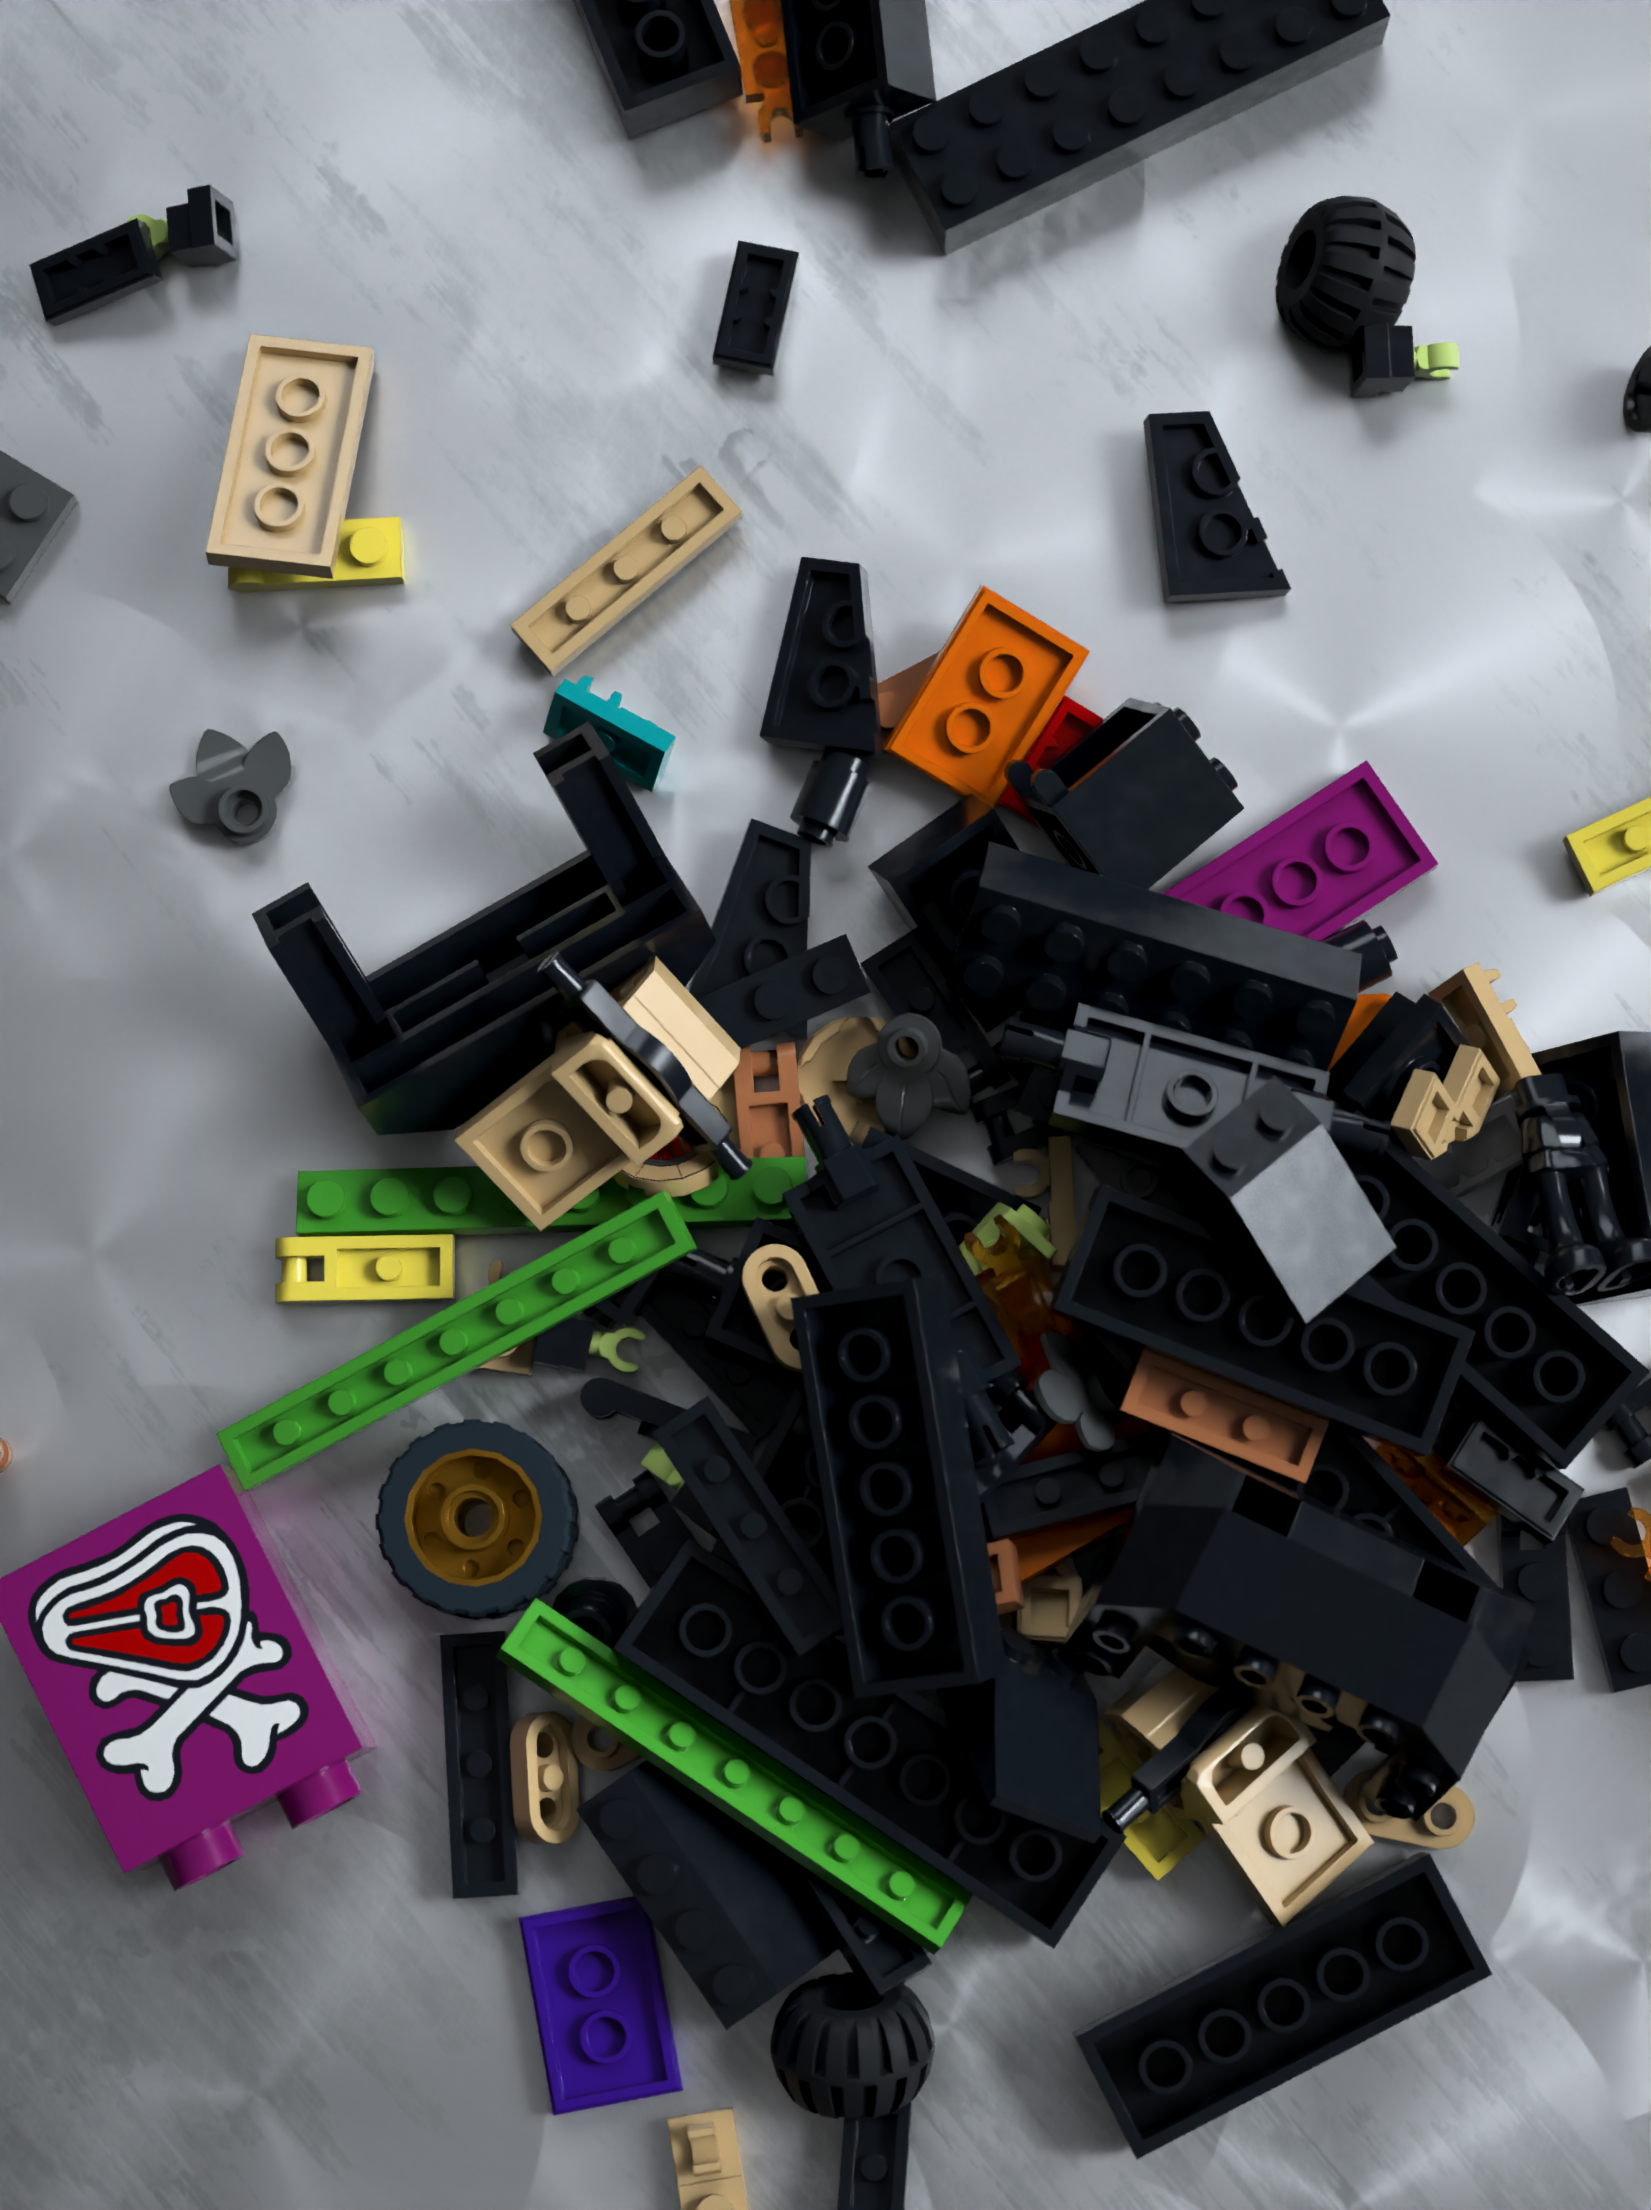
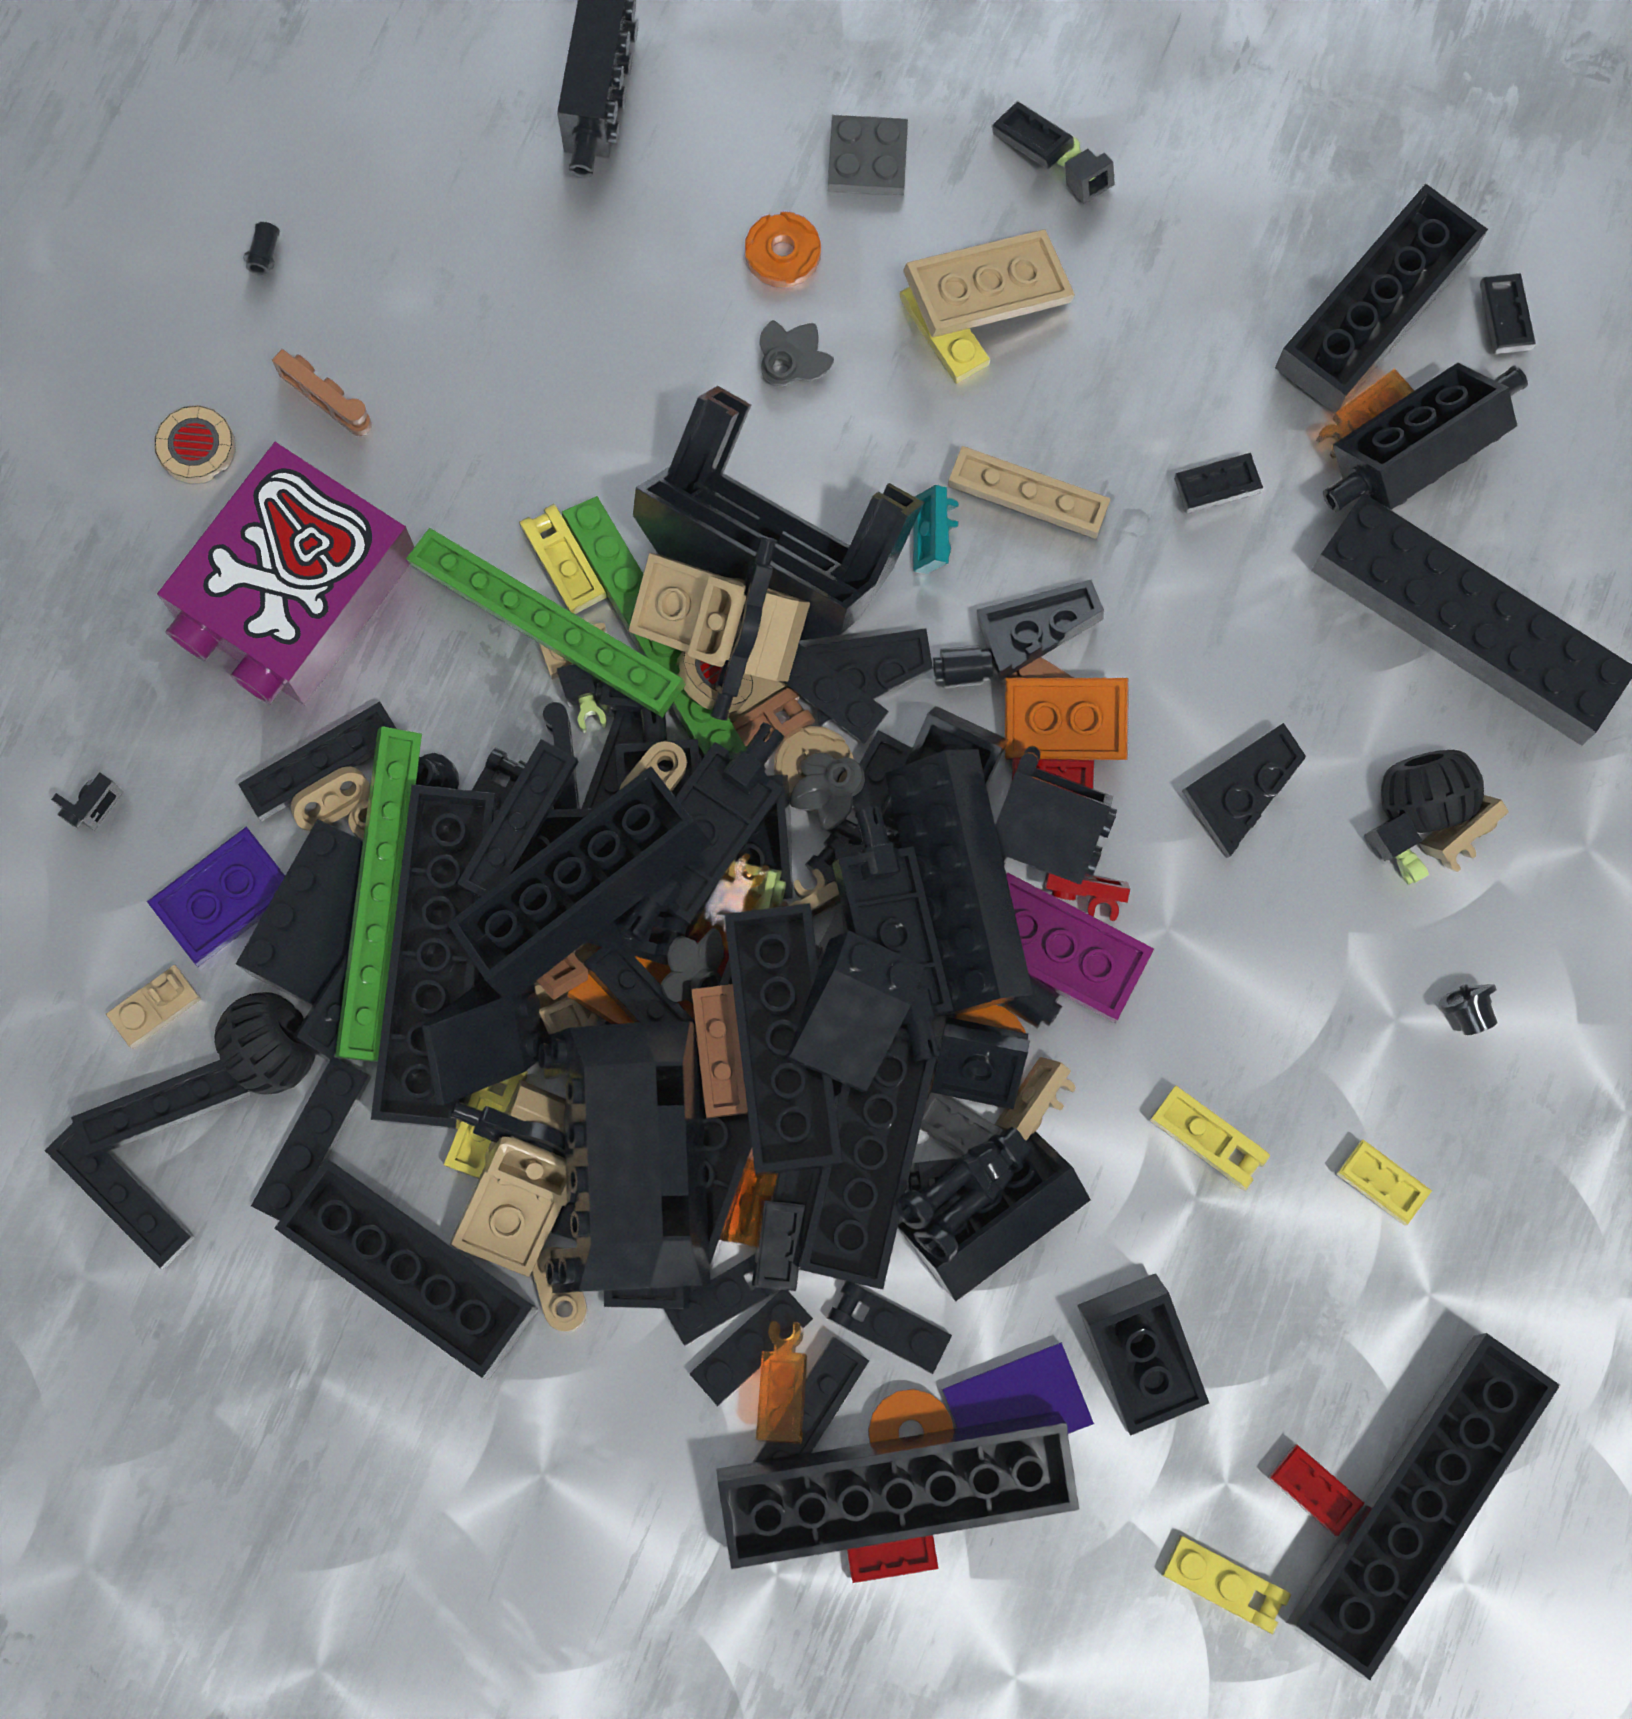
camera: 55 degrees right, 5 degrees down
(92, 739) = (783, 270): none -> orange tile
(365, 2117) = (94, 803): none -> black bracket
(426, 1513) = (452, 685): wheel -> none
(1023, 2051) = (312, 1136): none -> black plate
(1255, 774) = (1100, 888): none -> red plate
(1432, 288) = (1451, 841): none -> tan plate
(1440, 1113) = (959, 1083): tan tile -> none

